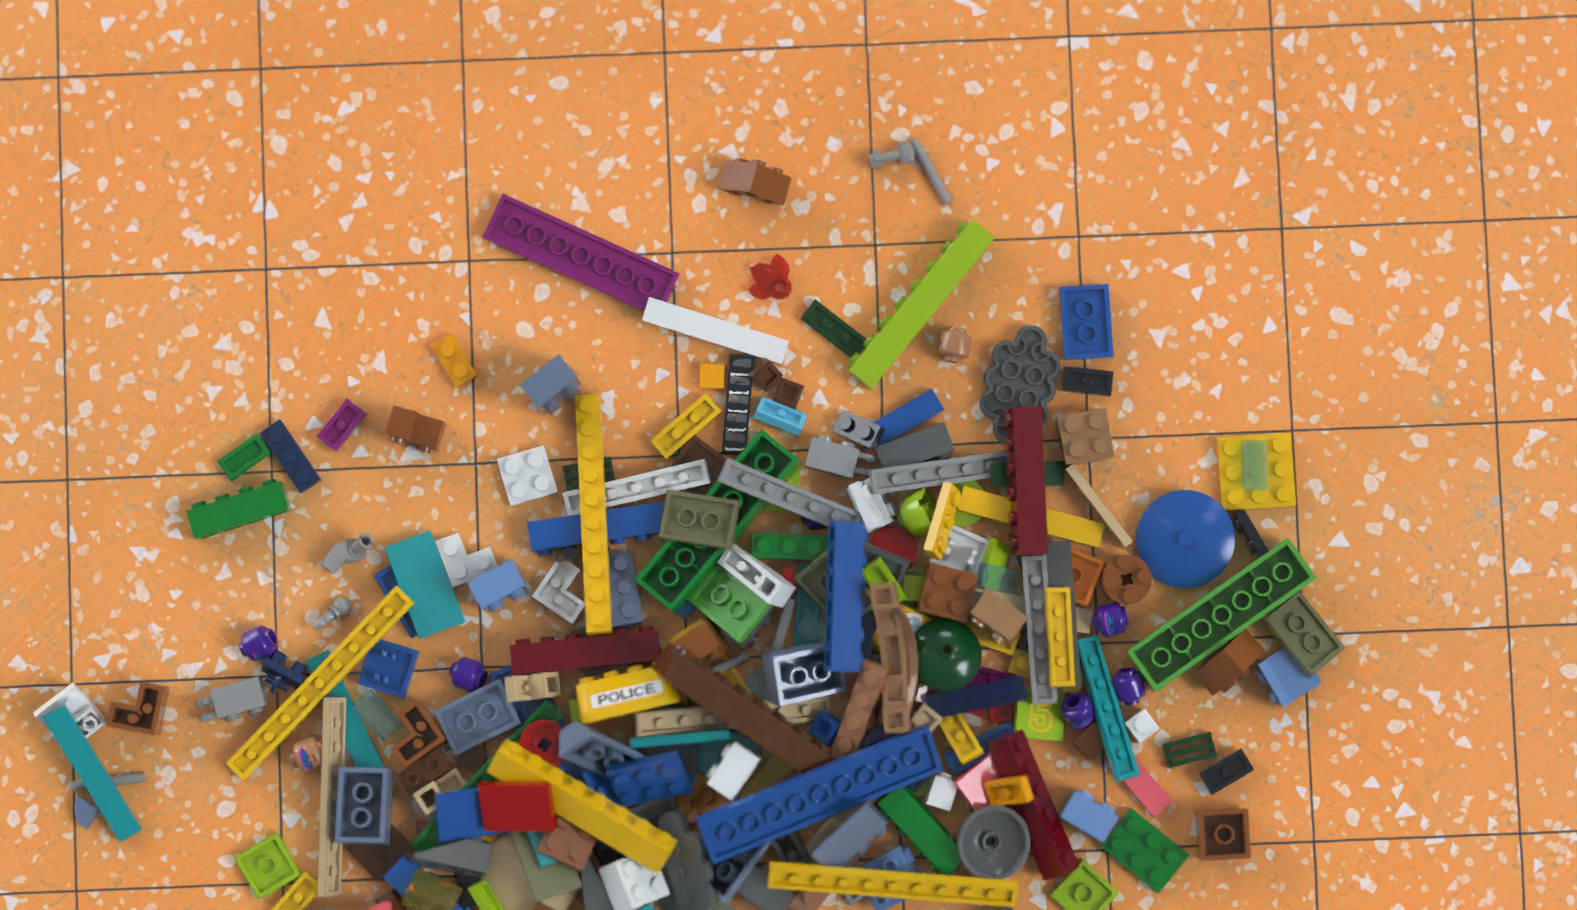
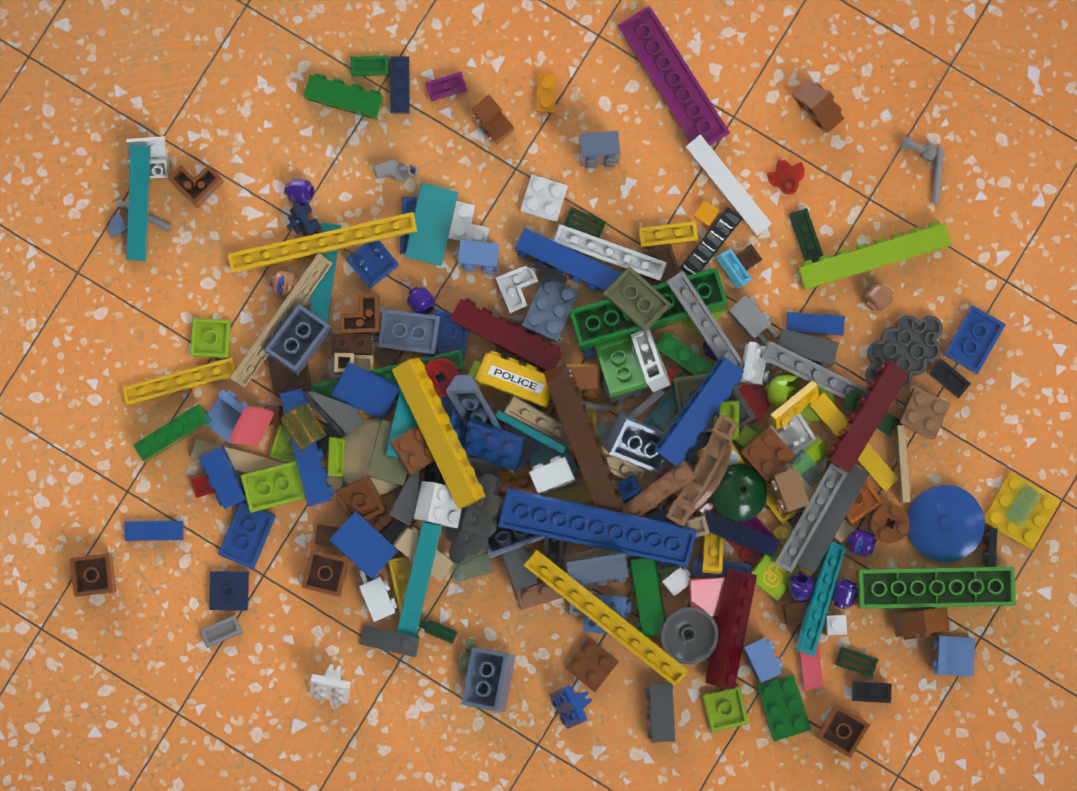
camera: 30 degrees right, 0 degrees up
(235, 699) = (260, 217): light grey hinge -> none
(341, 607) = (367, 203): light grey bar -> none
(377, 715) = (345, 287): clear light blue tile -> none
(517, 806) = (396, 405): red tile -> none
(532, 687) = (457, 335): tan brick -> none
(593, 514) = (570, 250): yellow plate -> none
(765, 374) = (742, 235): reddish brown tile -> none
(858, 430) = (779, 310): plate -> none
(1008, 790) = (721, 608): light orange plate -> none
(1059, 637) = (821, 531): yellow tile -> none
(1303, 634) = (981, 636): olive tile -> none

